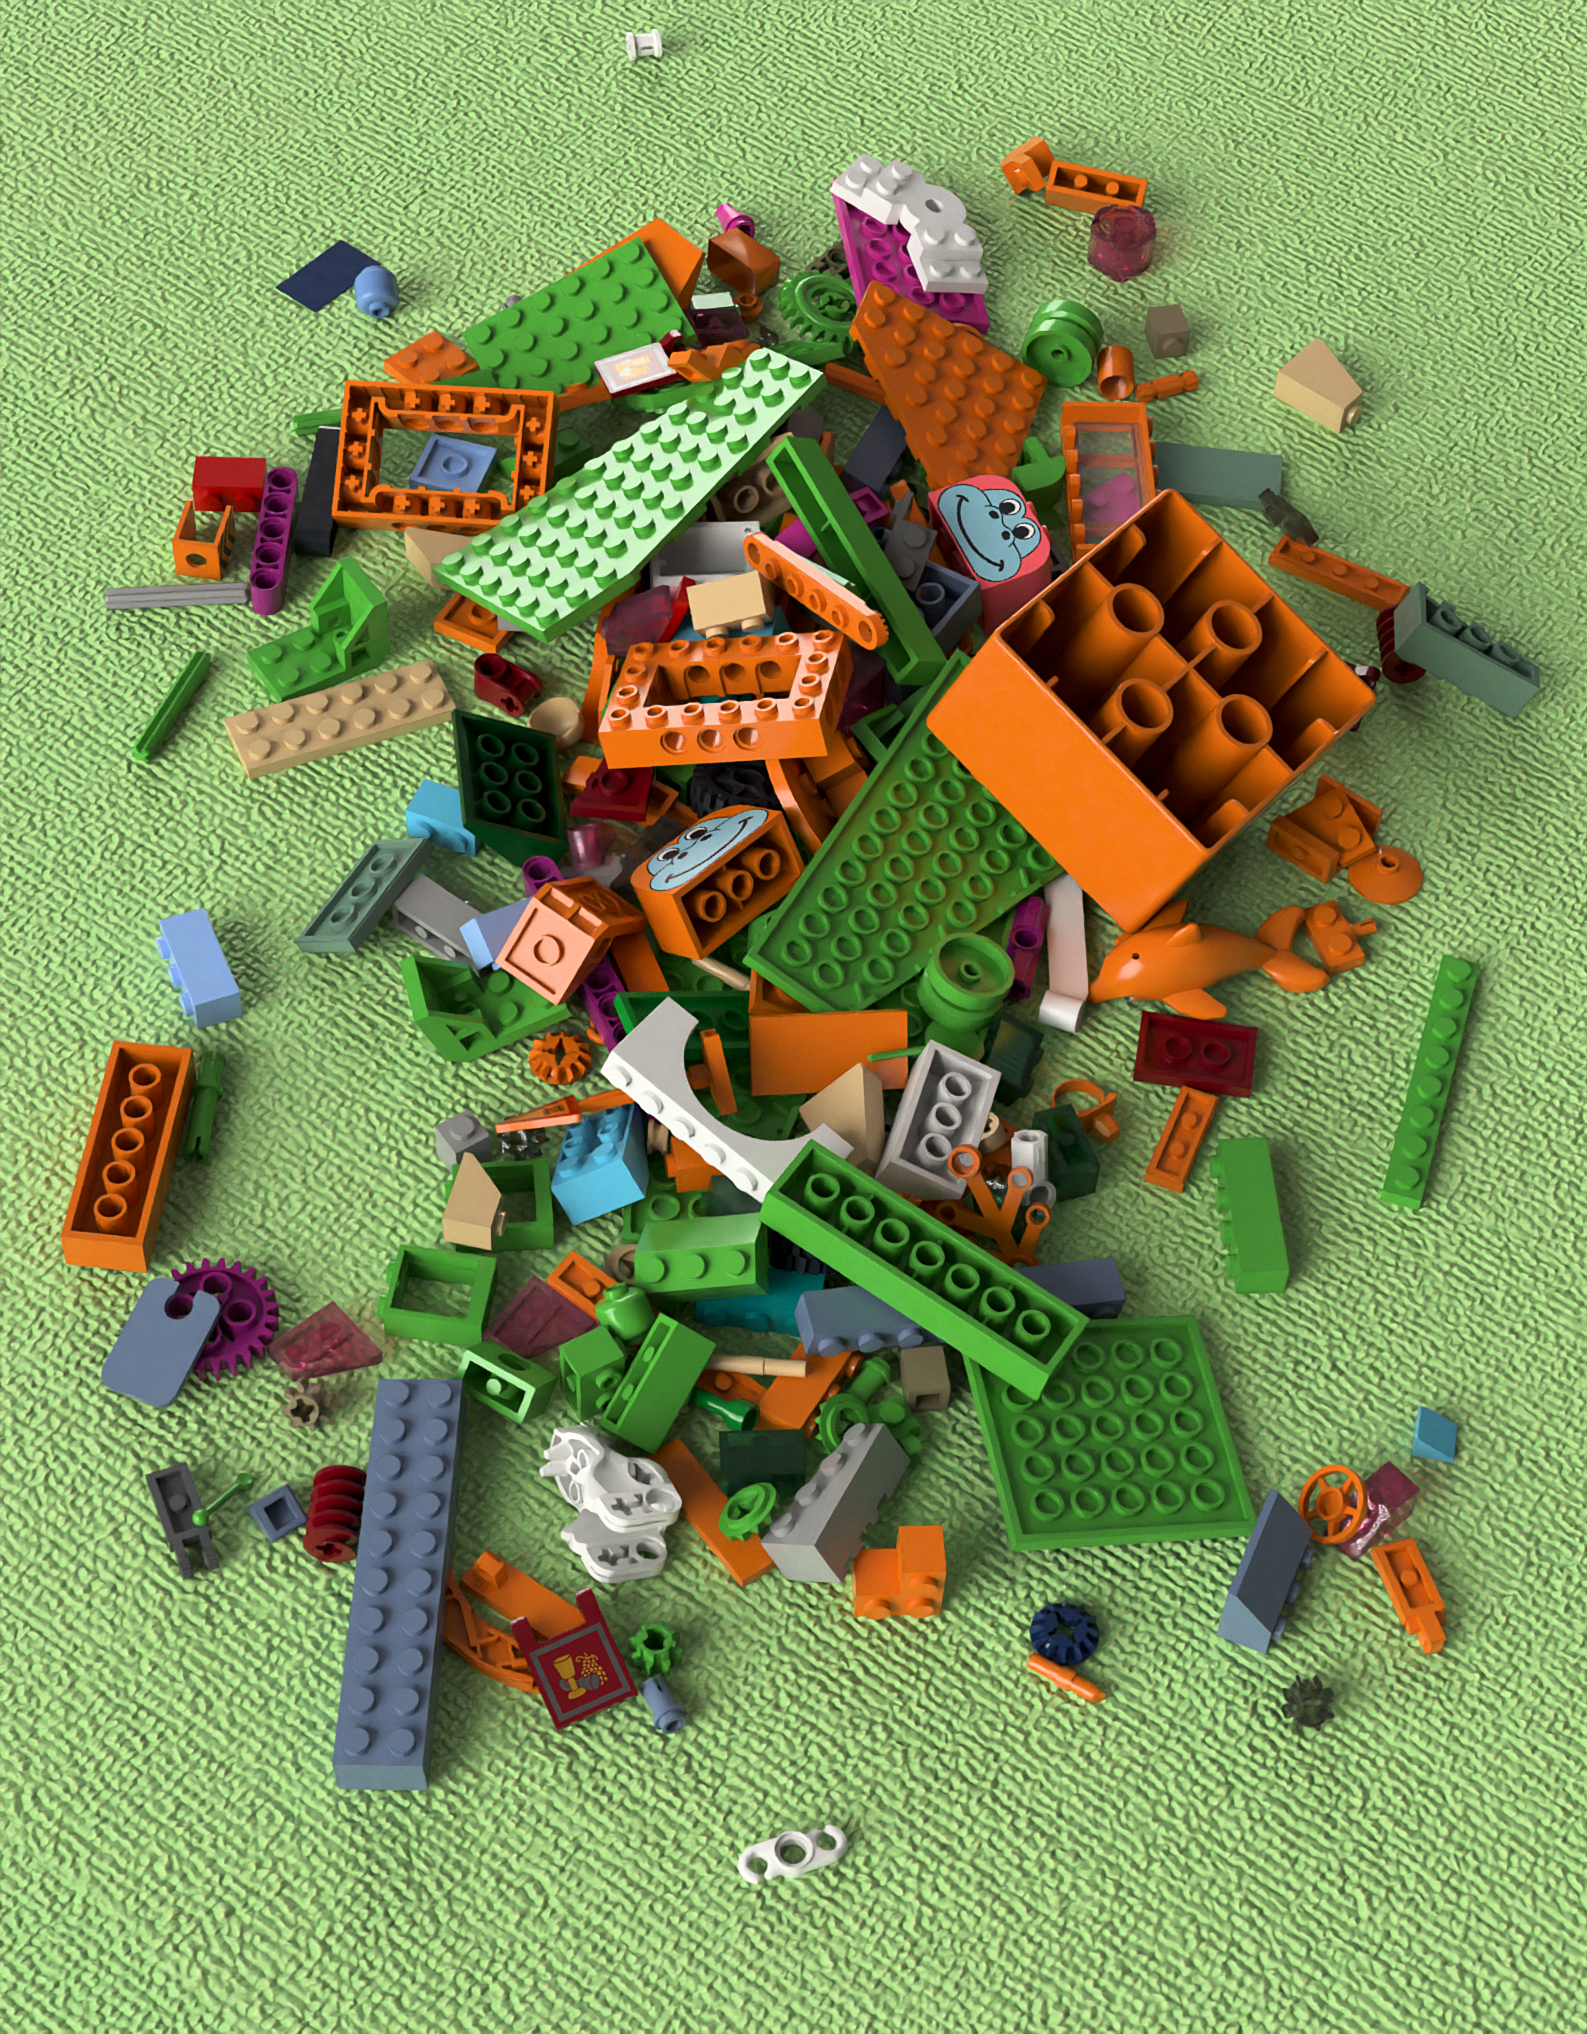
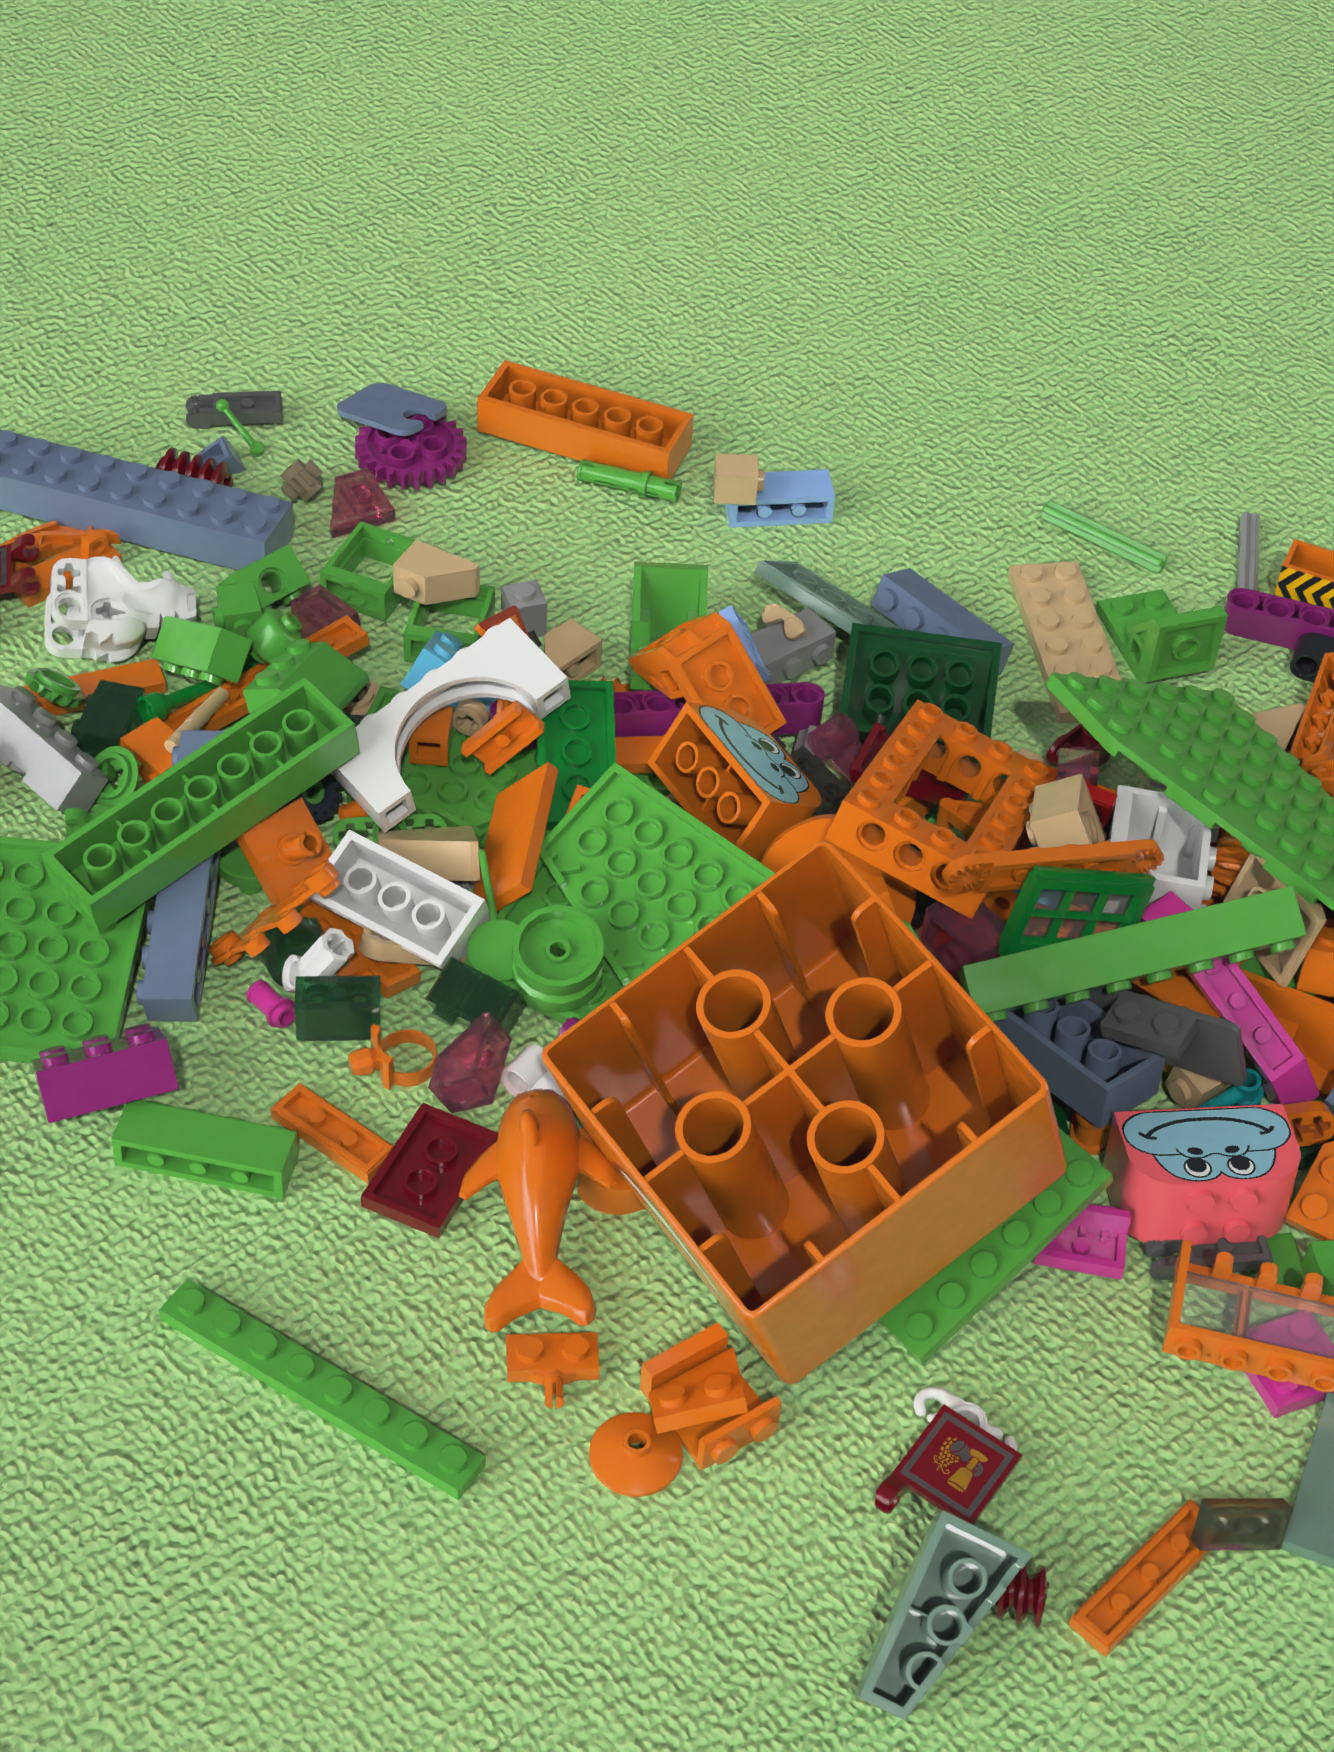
camera: 105 degrees right, 5 degrees down
(224, 979) = (737, 479): none -> tan brick
(367, 804) = (924, 608): none -> sand blue brick
(425, 917) = (793, 626): none -> tan piece
(515, 1090) = (573, 649): none -> tan slope
(1072, 1211) = (277, 1009): none -> dark pink pin
(1088, 1042) = (471, 1066): none -> clear pink slope
(1229, 1292) = (104, 1072): none -> magenta brick

